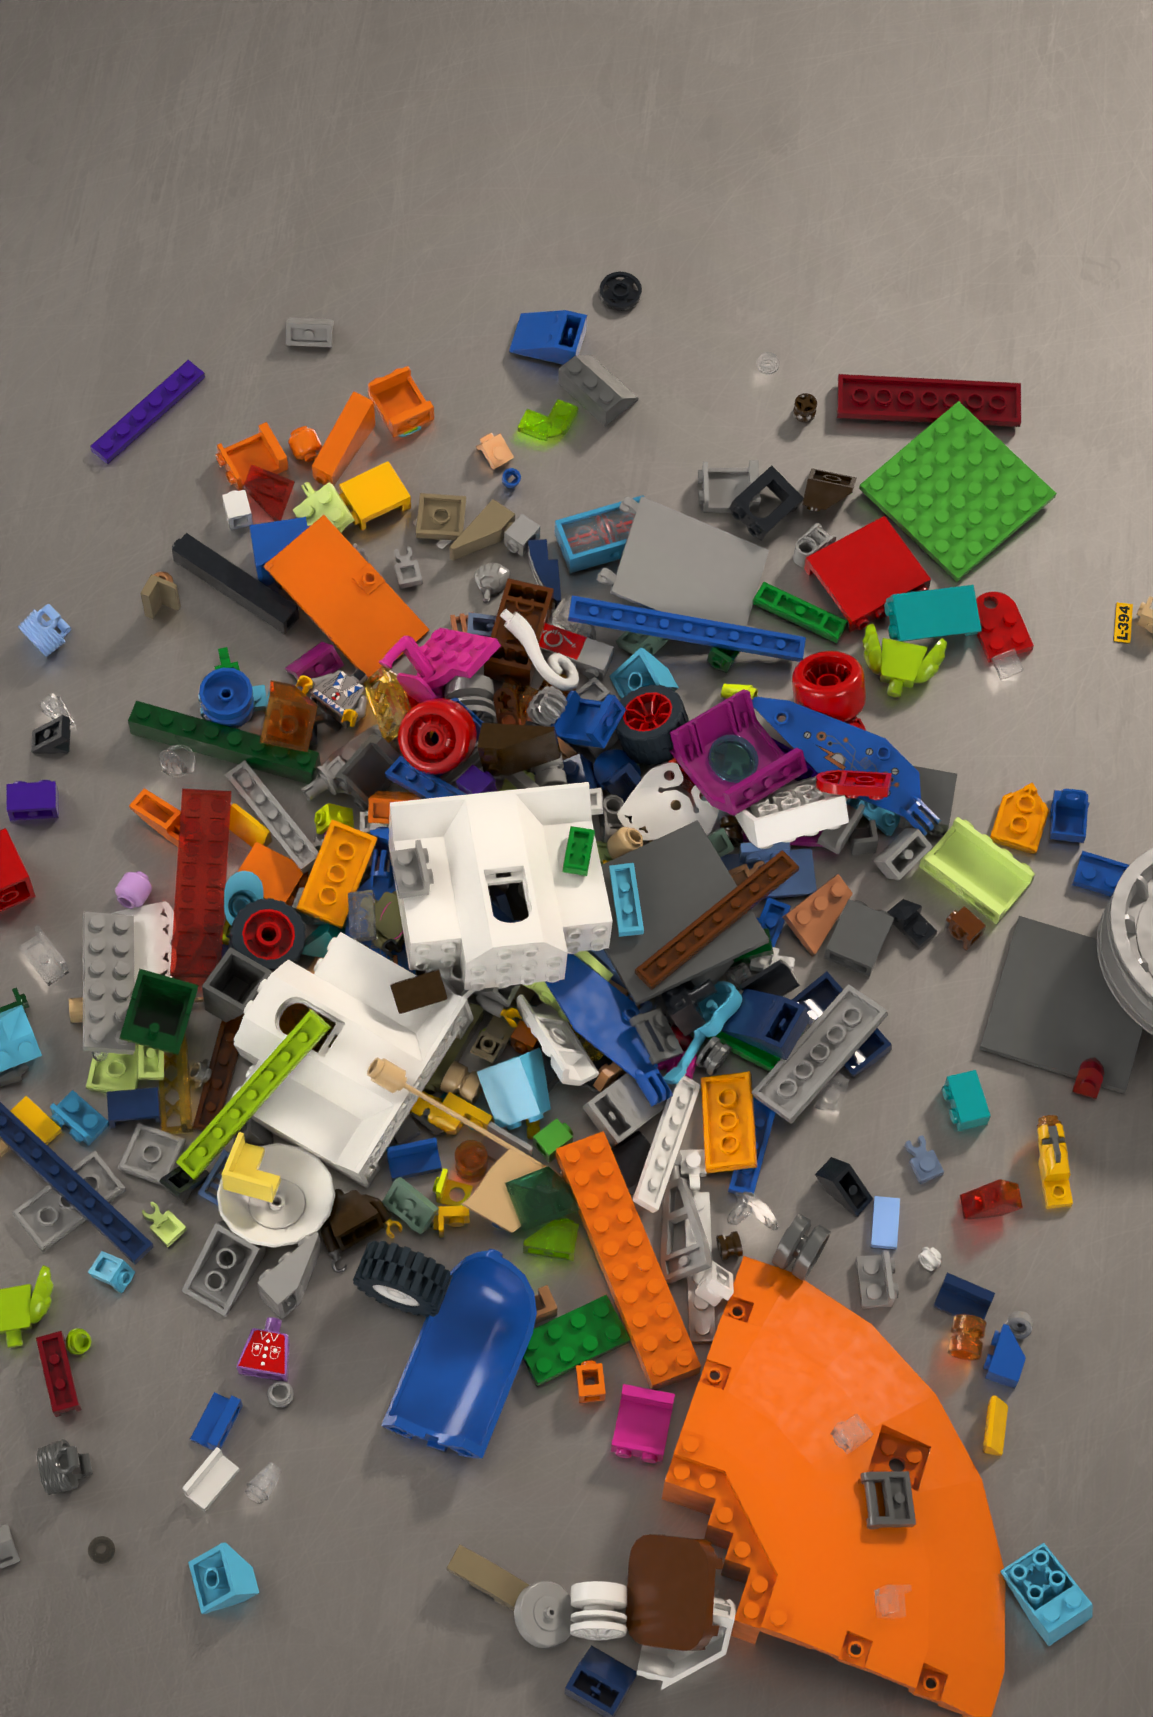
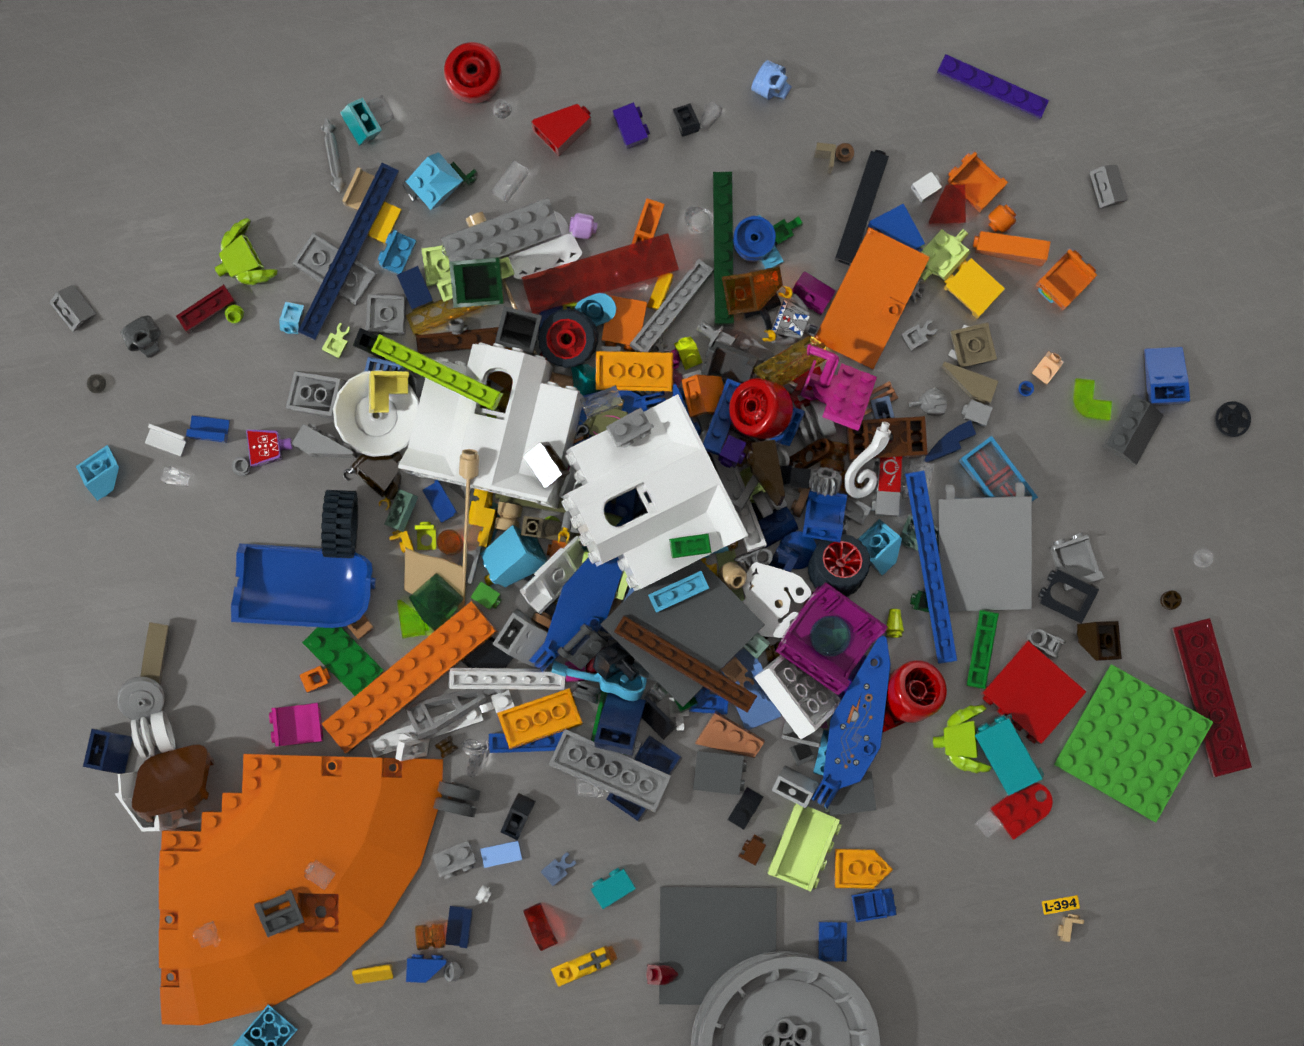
camera: 75 degrees right, 20 degrees up
(855, 783) = (831, 735): red plate -> none

